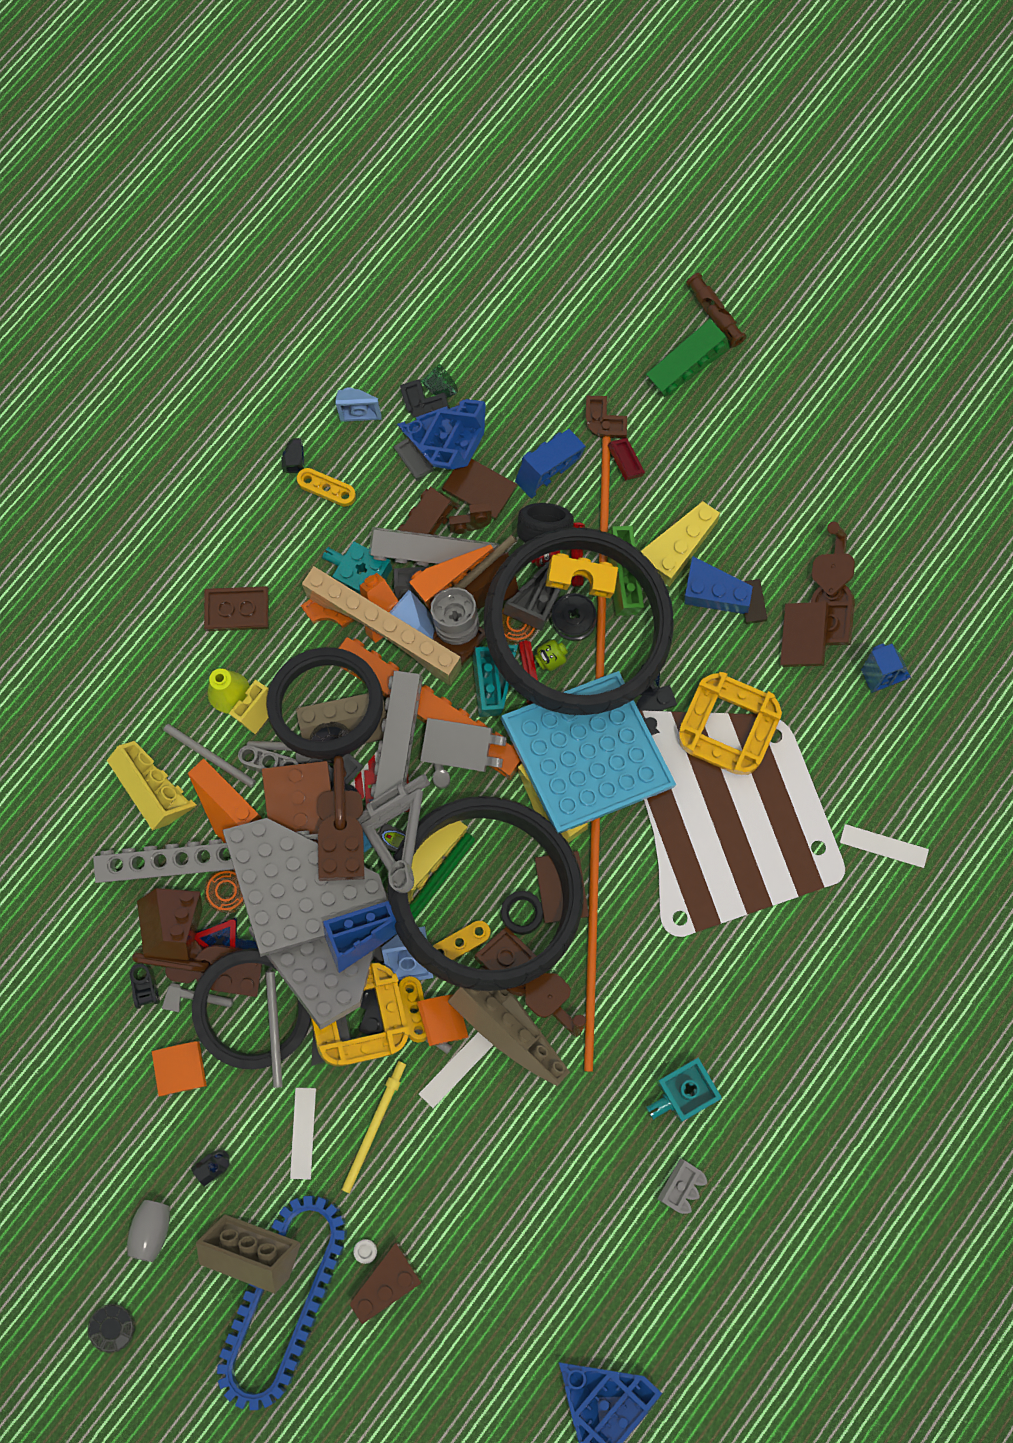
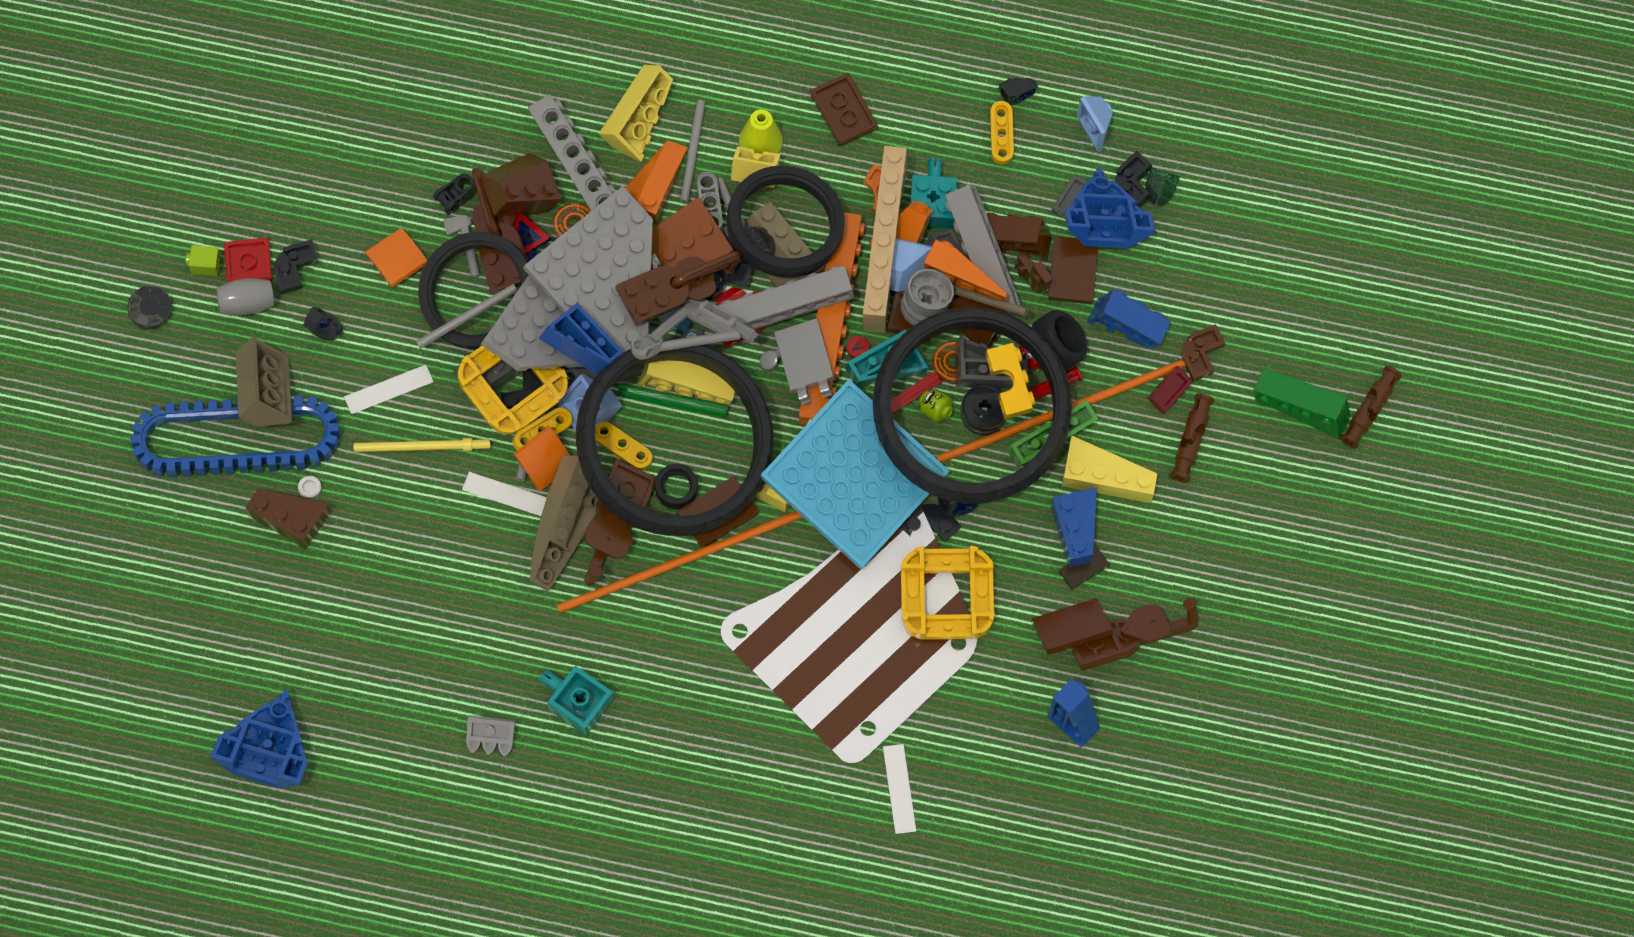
camera: 55 degrees right, 5 degrees down
(91, 1254) = (204, 260): none -> lime brick
(111, 1211) = (248, 259): none -> red tile
(133, 1174) = (289, 260): none -> black plate
(464, 697) = (857, 346): none -> red tile
(668, 453) = (1192, 435): none -> reddish brown piece

